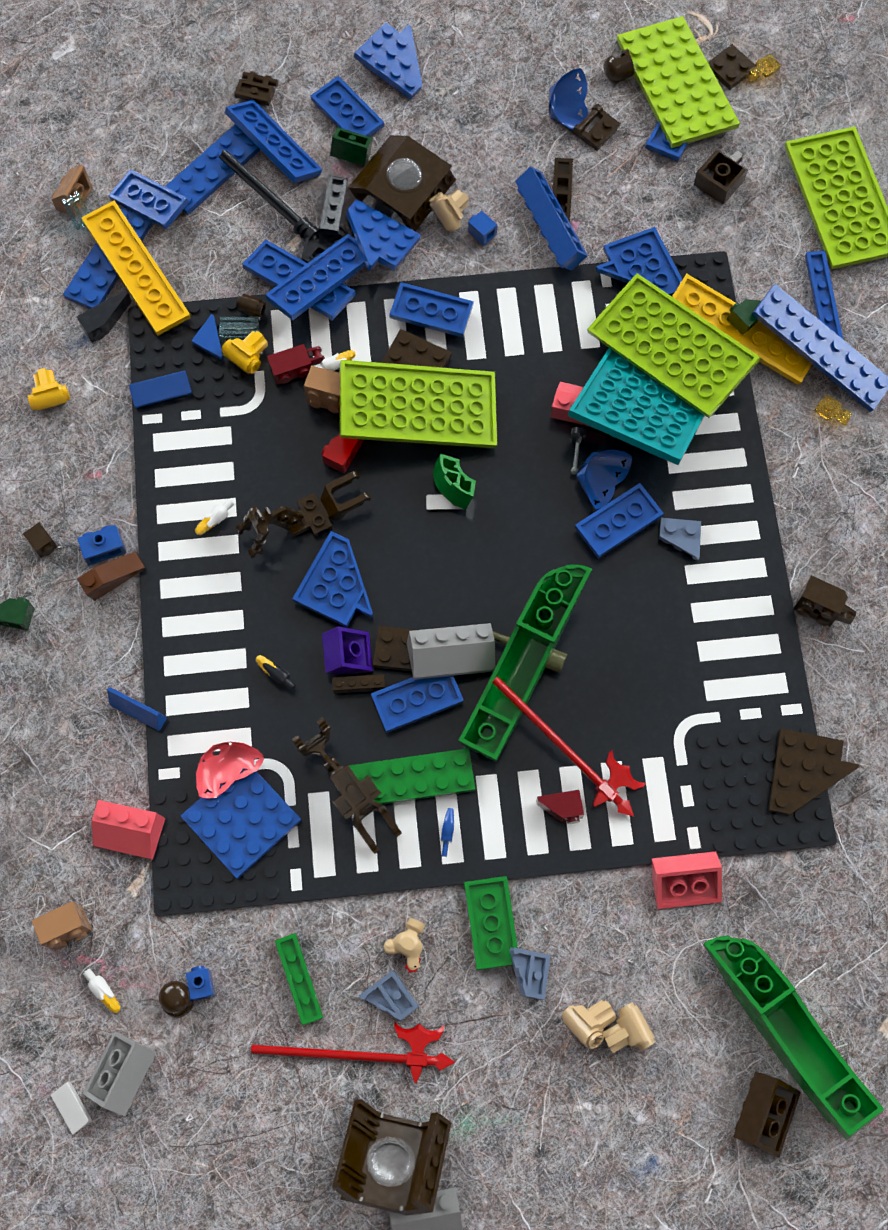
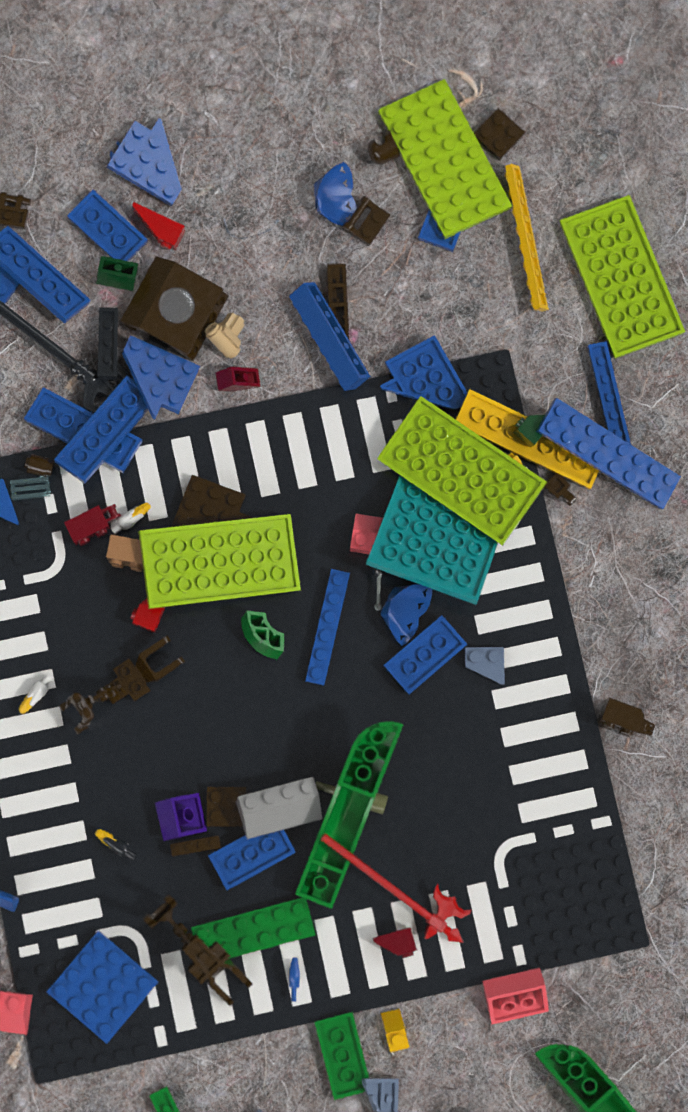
camera: 15 degrees left, 10 degrees up
(225, 767) = (82, 942): coral piece -> none
(246, 352) = (41, 518): yellow piece -> none
(334, 583) = (160, 749): blue wing -> none
(400, 115) = (164, 230): none -> red slope
(407, 944) = (269, 1084): tan animal -> none
(431, 309) = (220, 450): blue plate -> none
(439, 502) = (249, 653): white sticker -> none
(455, 250) = (237, 379): none -> dark red slope
(482, 228) = (261, 352): blue brick -> none
(520, 485) = (327, 627): none -> blue plate
(551, 902) = (395, 1030): none -> yellow slope
(721, 175) = (498, 256): dark brown hinge -> none
(752, 160) = (525, 233): none -> yellow plate
(765, 66) = (534, 132): clear yellow plate -> none
(769, 378) = (558, 487): none -> dark brown plate
(805, 769) = (616, 880): dark brown wing -> none
(831, 408) = (621, 511): clear yellow plate -> none

